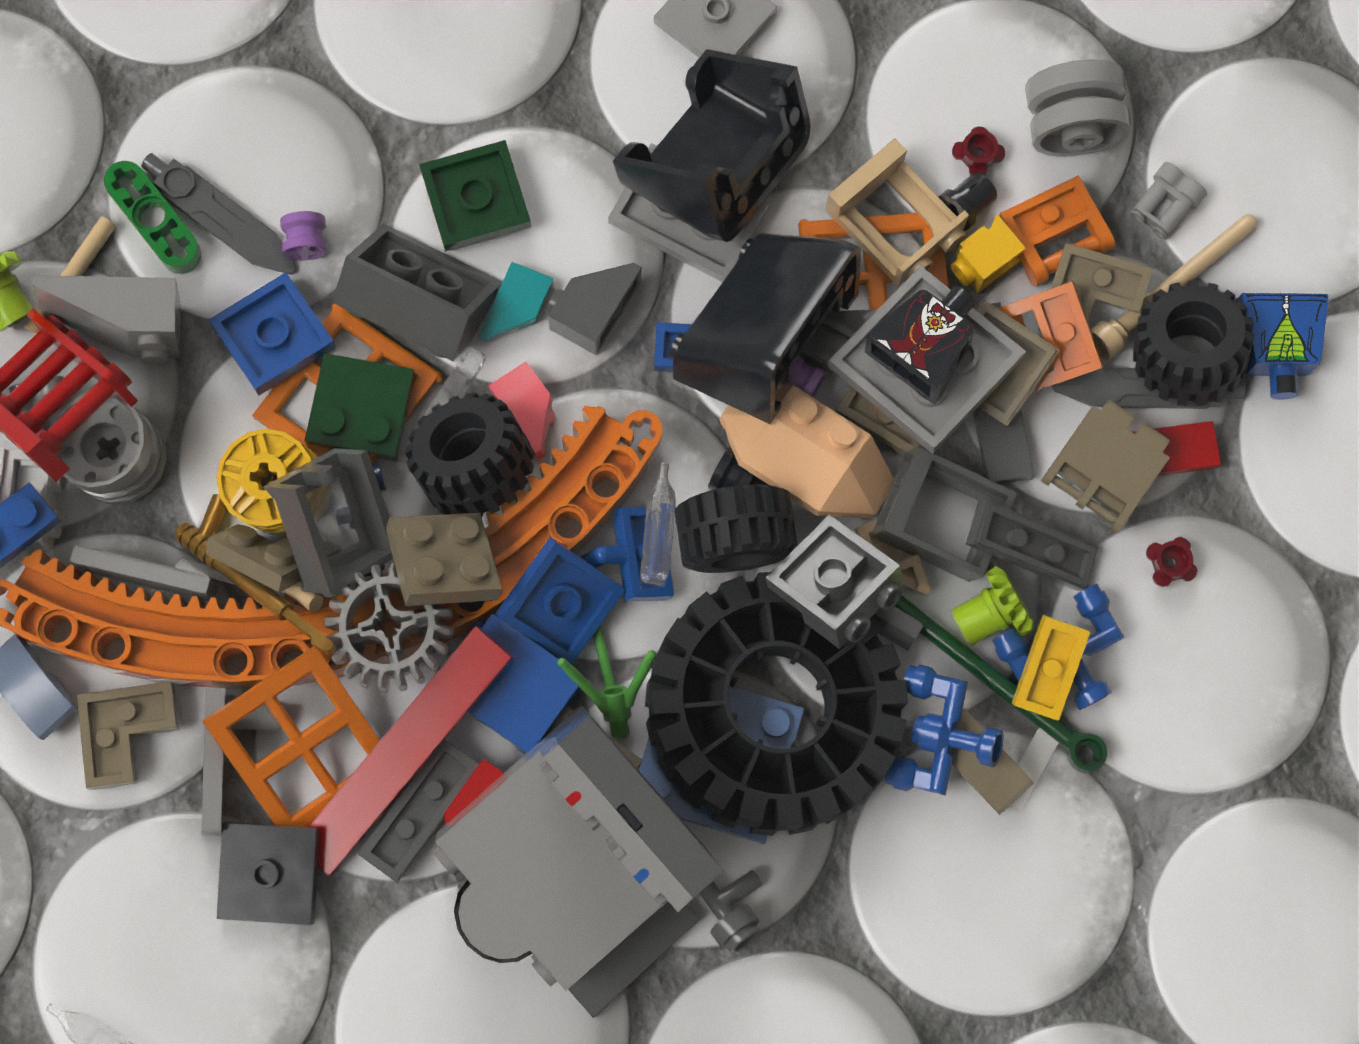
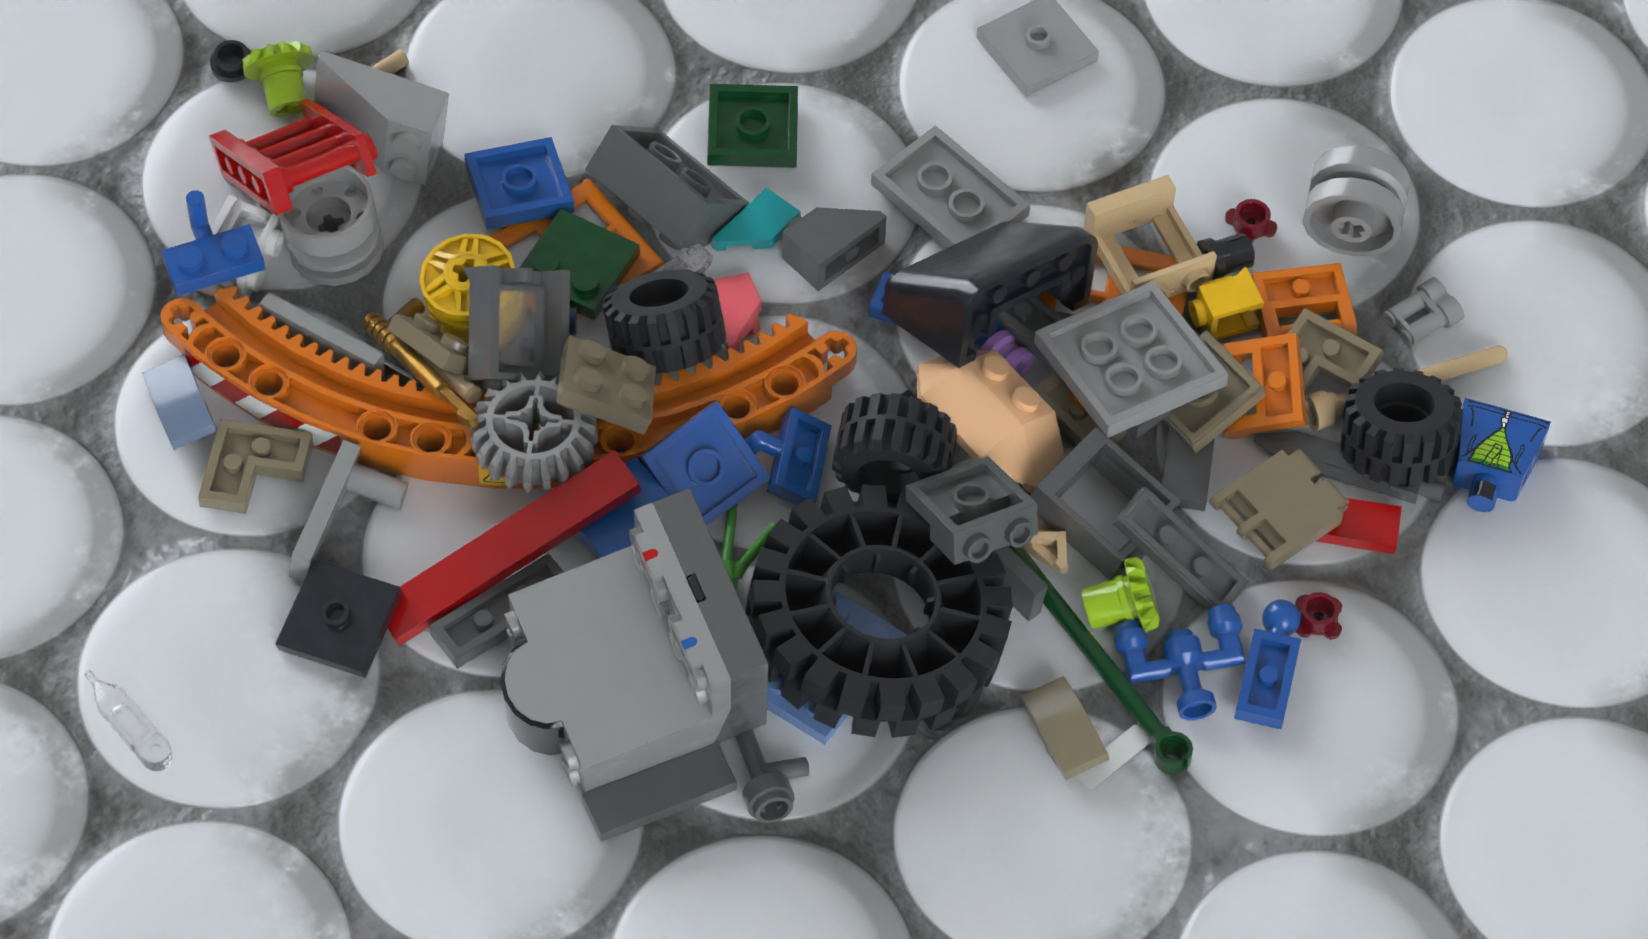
camera: 20 degrees right, 20 degrees down
(154, 199) = (447, 47): green beam -> none
(218, 214) = (507, 78): dark grey piece -> none
(300, 743) = (412, 515): orange window -> none
(303, 235) = (579, 113): medium lavender wheel -> none
(658, 531) = (819, 438): clear piece -> none
(727, 147) = (1024, 142): black windscreen -> none
(924, 340) = (1129, 331): black torso -> none
(939, 734) = (1029, 684): blue piece -> none
(1050, 667) = (1159, 656): yellow plate -> none
(1147, 632) = (1270, 667): none -> blue plate

